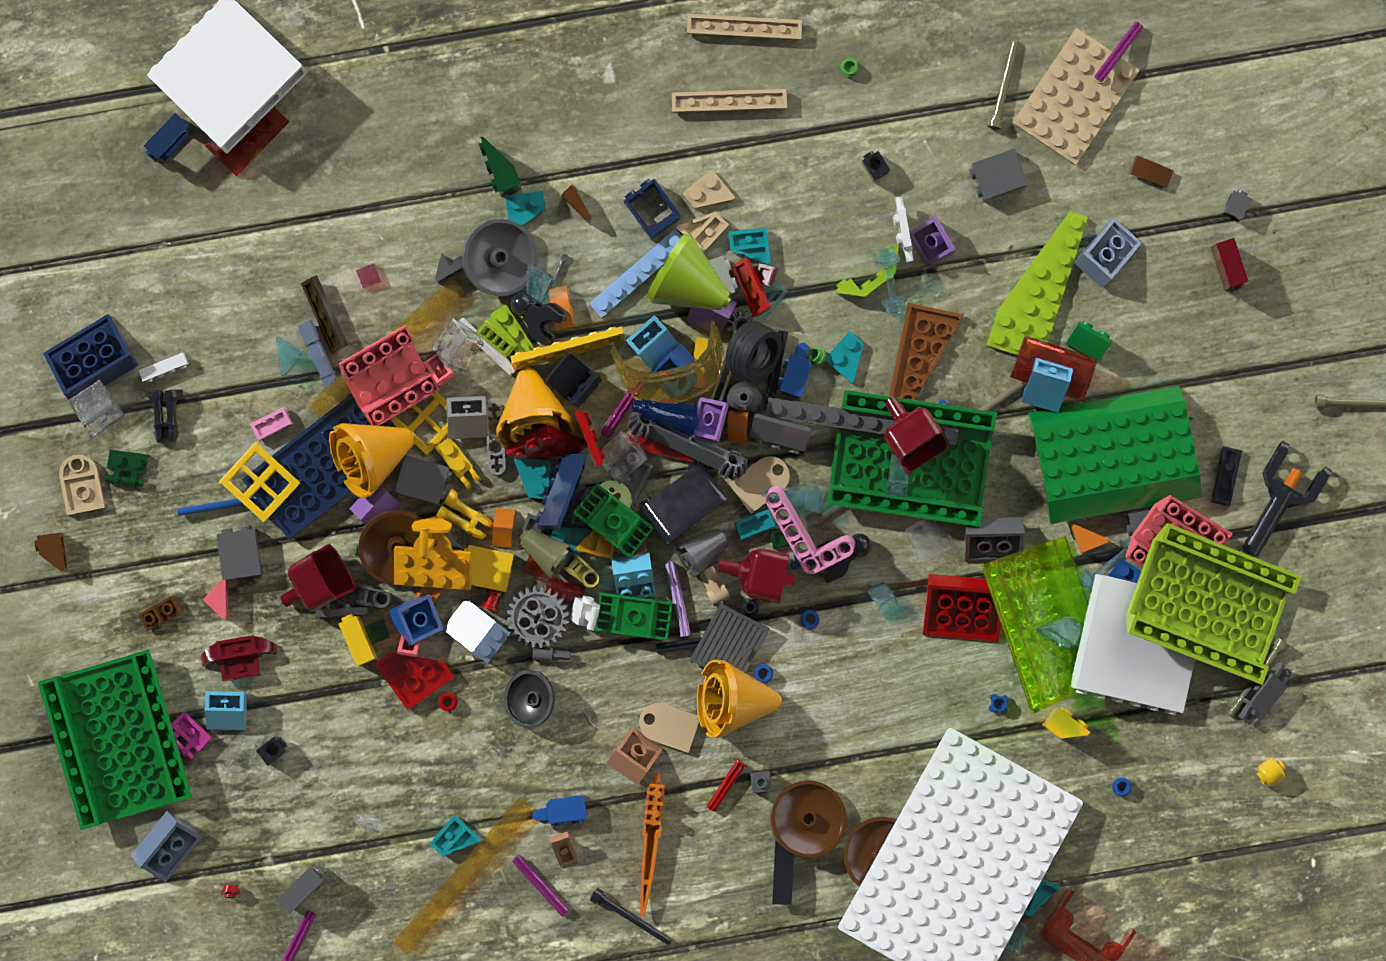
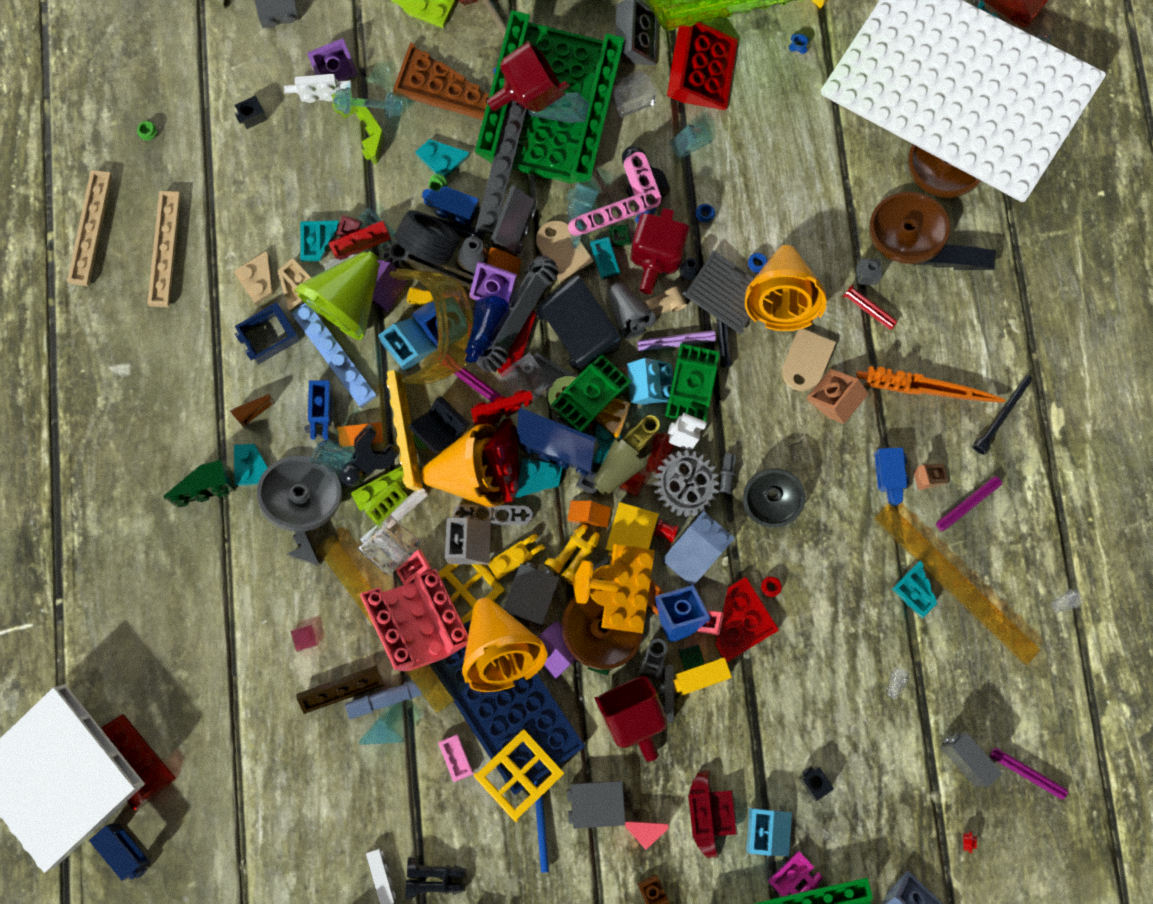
camera: 90 degrees left, 10 degrees down
(582, 267) = (320, 407): none -> blue hinge

